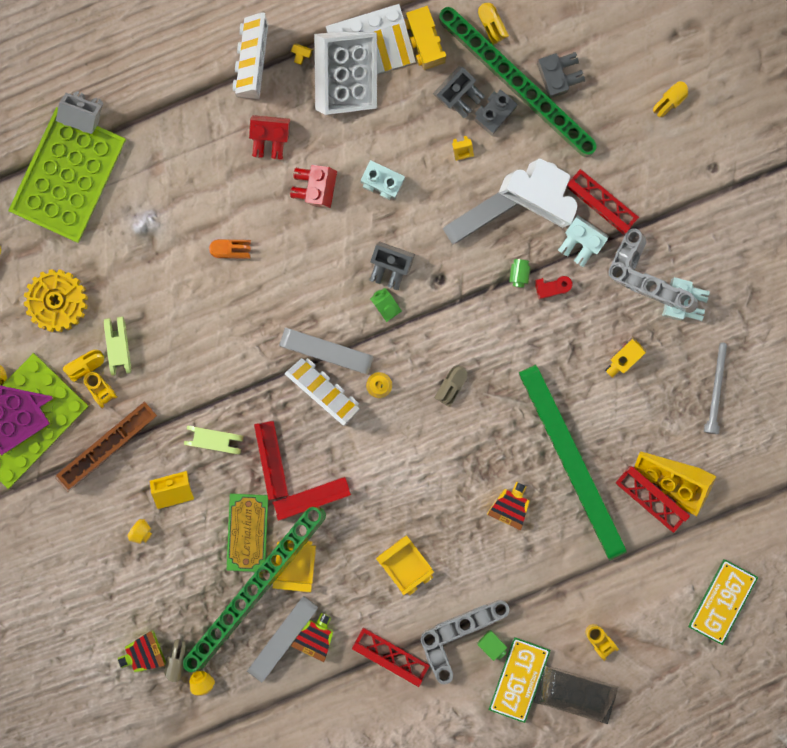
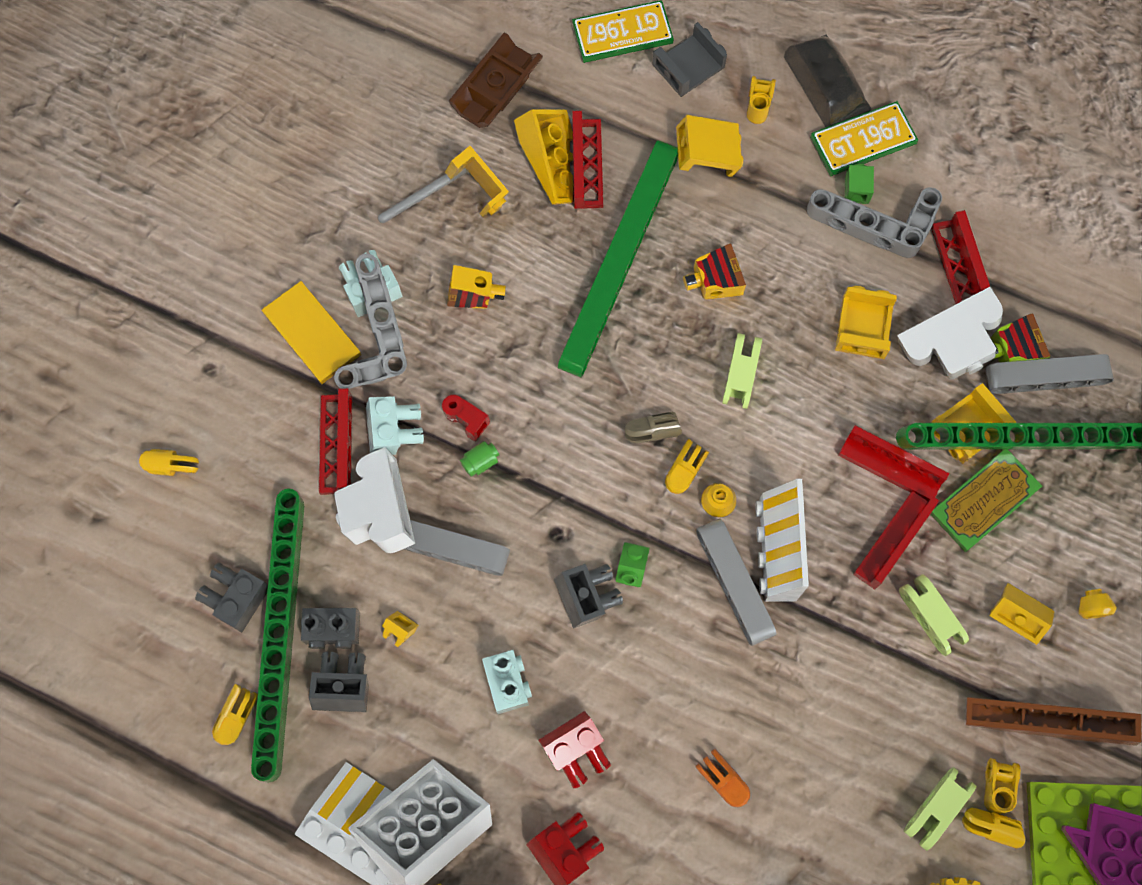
camera: 130 degrees left, 15 degrees down
(349, 604) = (956, 335): none -> white brick
(411, 376) = (682, 472): none -> yellow arm
(425, 38) = (310, 772): yellow wedge -> none
(440, 467) = (742, 371): none -> yellowish green piece
(594, 577) = (709, 144): none -> yellow panel
(664, 623) = (690, 61): none -> dark grey panel
(684, 243) = (311, 332): none -> yellow tile
(710, 416) = (483, 175): none -> yellow panel
(755, 491) = (494, 82): none -> reddish brown piece

